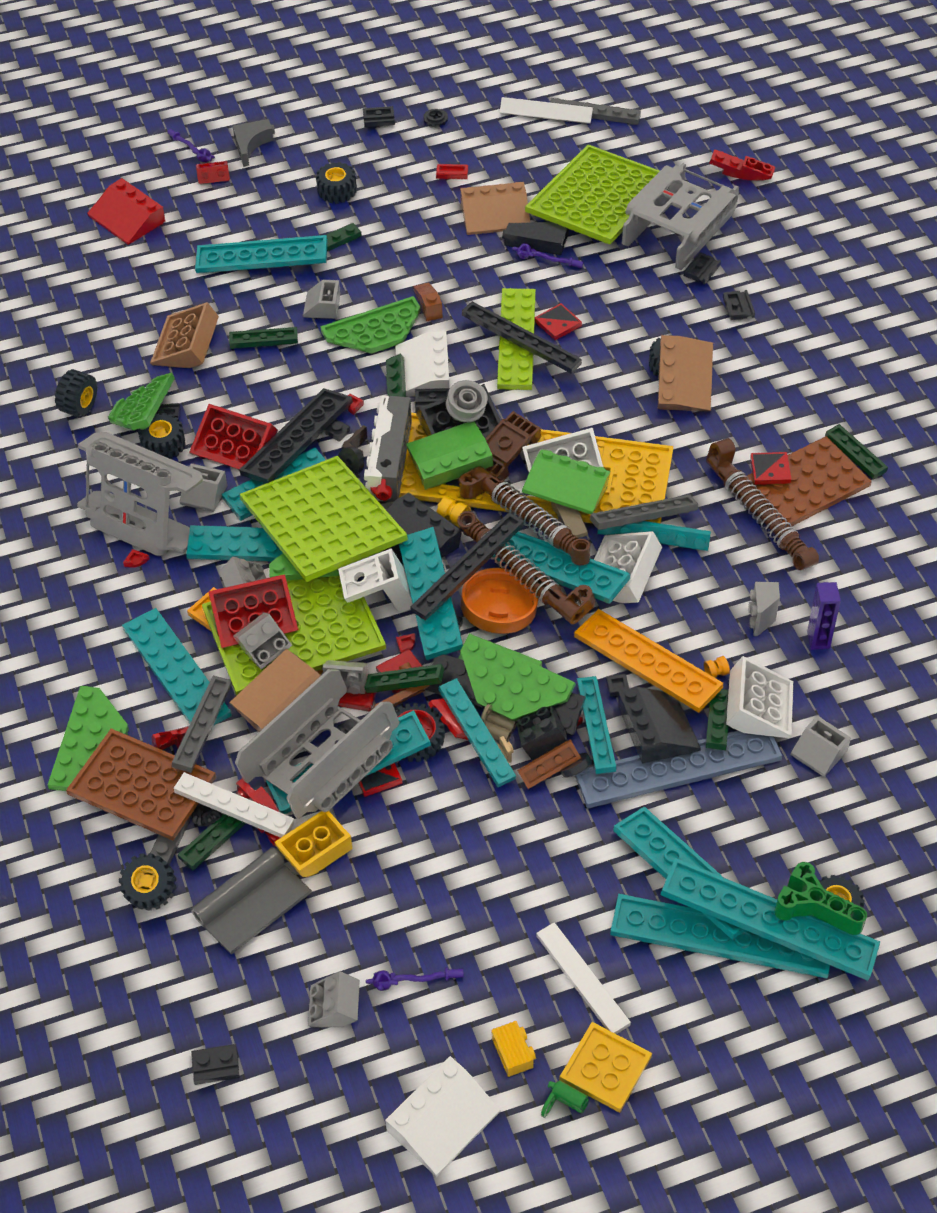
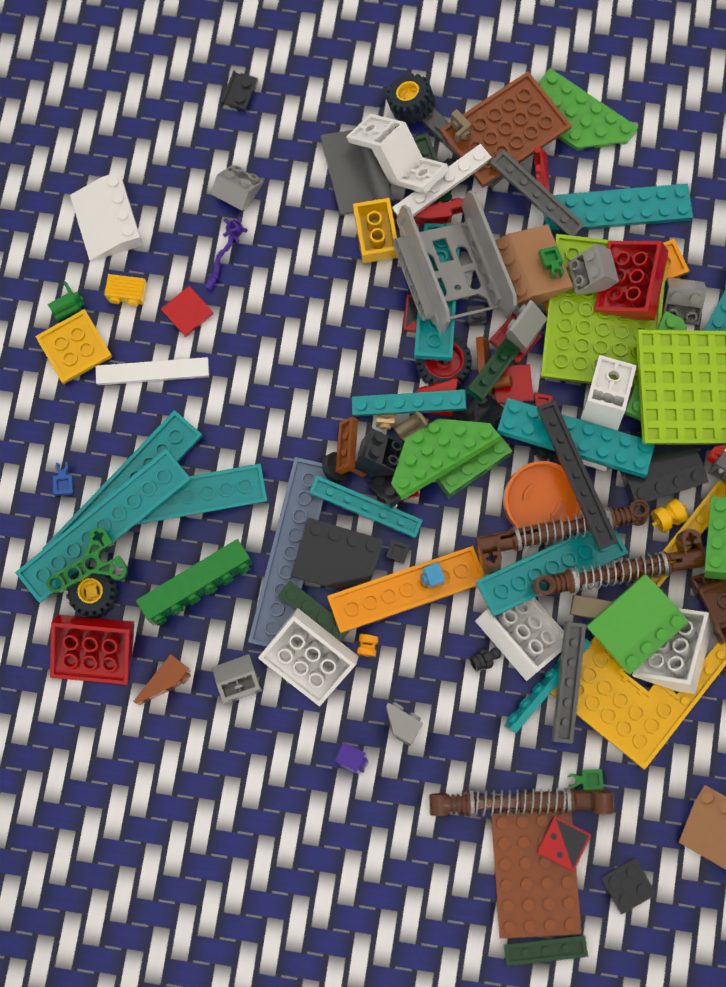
camera: 120 degrees right, 25 degrees up
(160, 812) = (460, 123): none -> dark tan bracket
(218, 855) = (397, 153): none -> white bracket
(271, 672) = (551, 259): none -> green plate
(498, 980) = (187, 311): none -> red tile
(624, 639) = (432, 576): none -> dark azure plate
(664, 584) = (484, 659): none -> black piece
(708, 477) = (590, 779): none -> green plate
(750, 994) = (63, 483): none -> blue plate
(763, 818) = (195, 582): none -> green brick
(767, 425) = (628, 886): none -> black plate
(865, 804) = (167, 677): none -> dark orange slope
(885, 878) = (91, 649): none -> red slope

